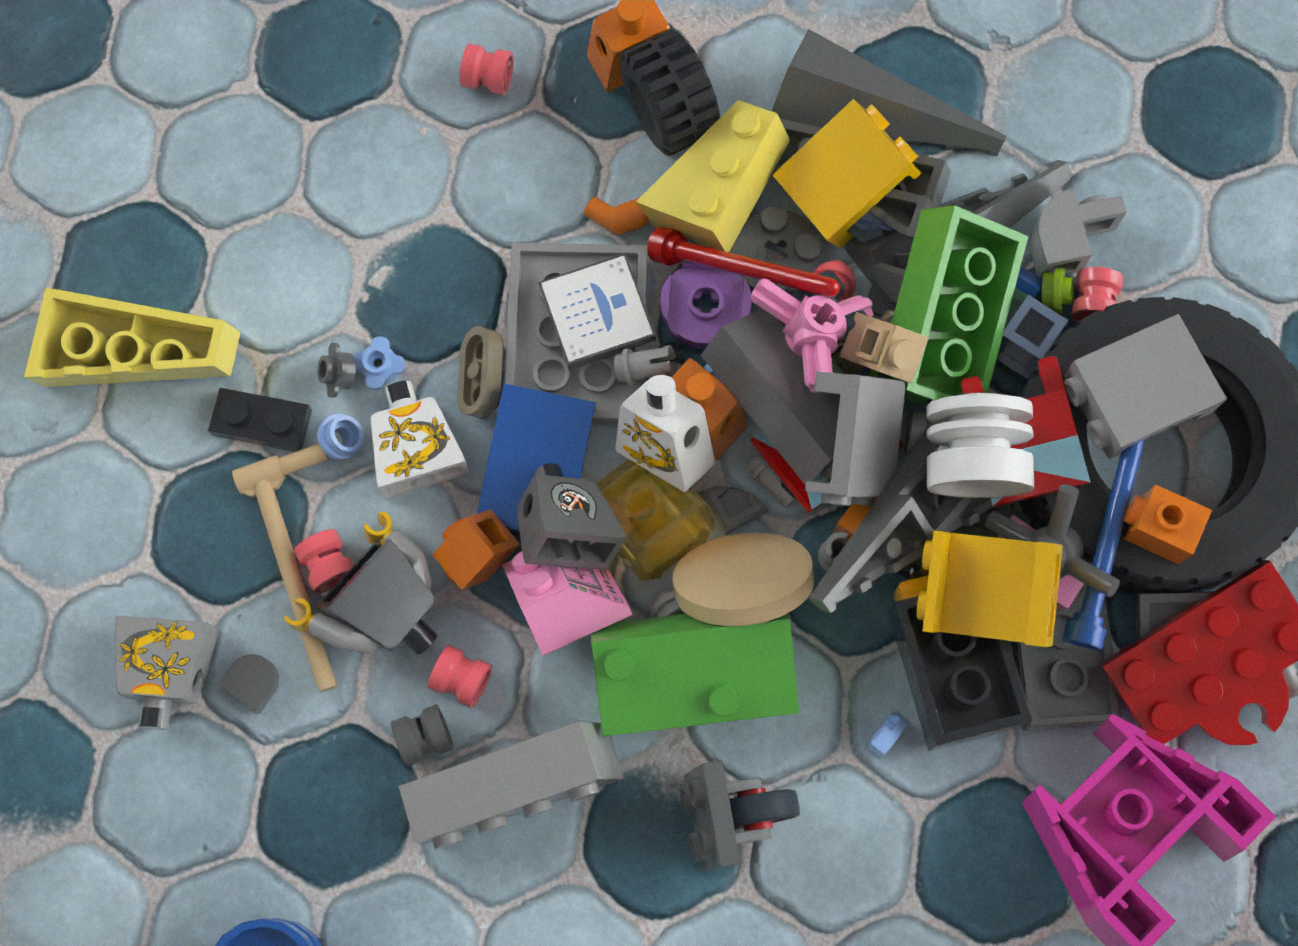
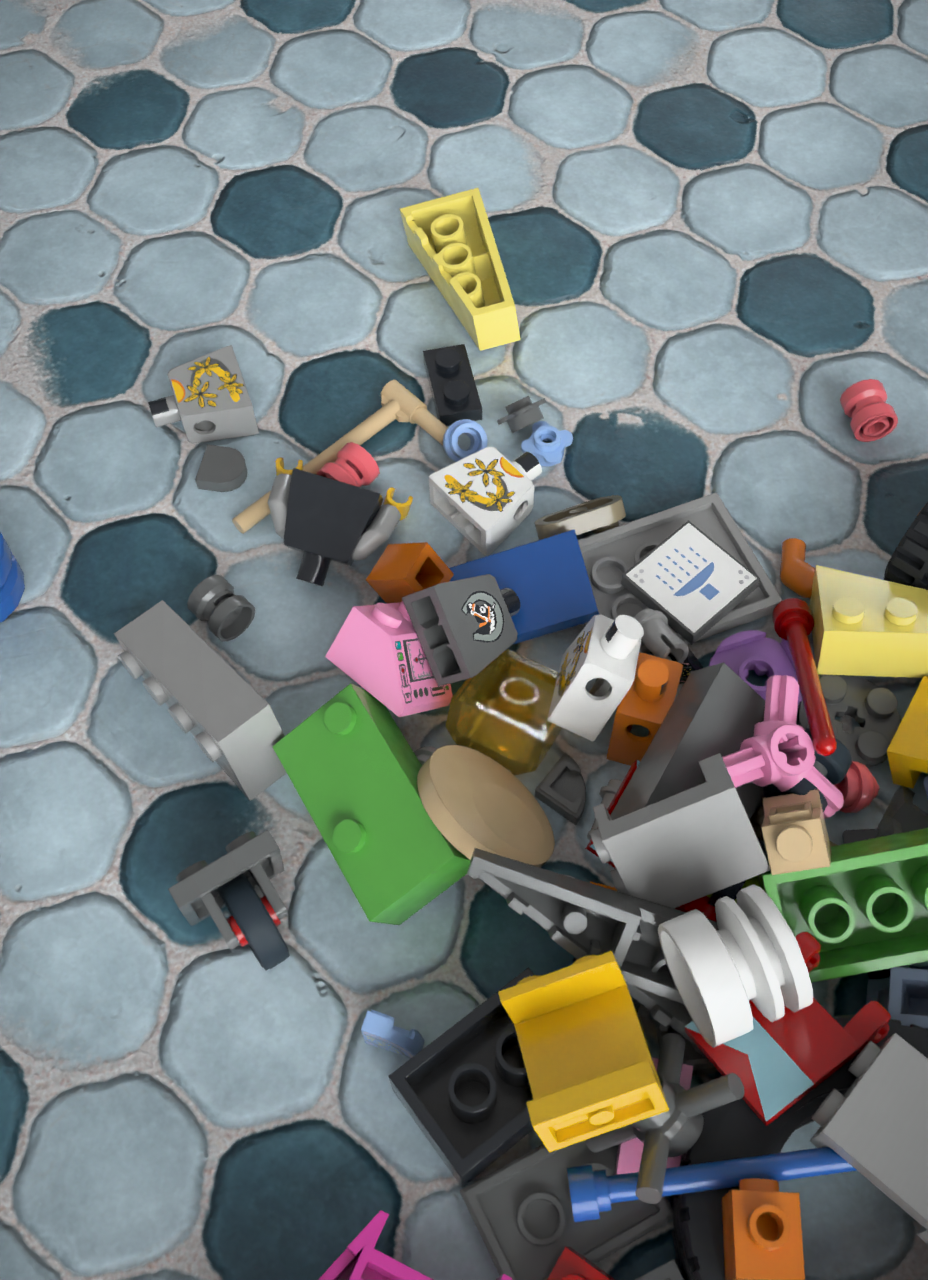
camera: 65 degrees right, 15 degrees down
(460, 676) = (287, 618): coral wheel -> none

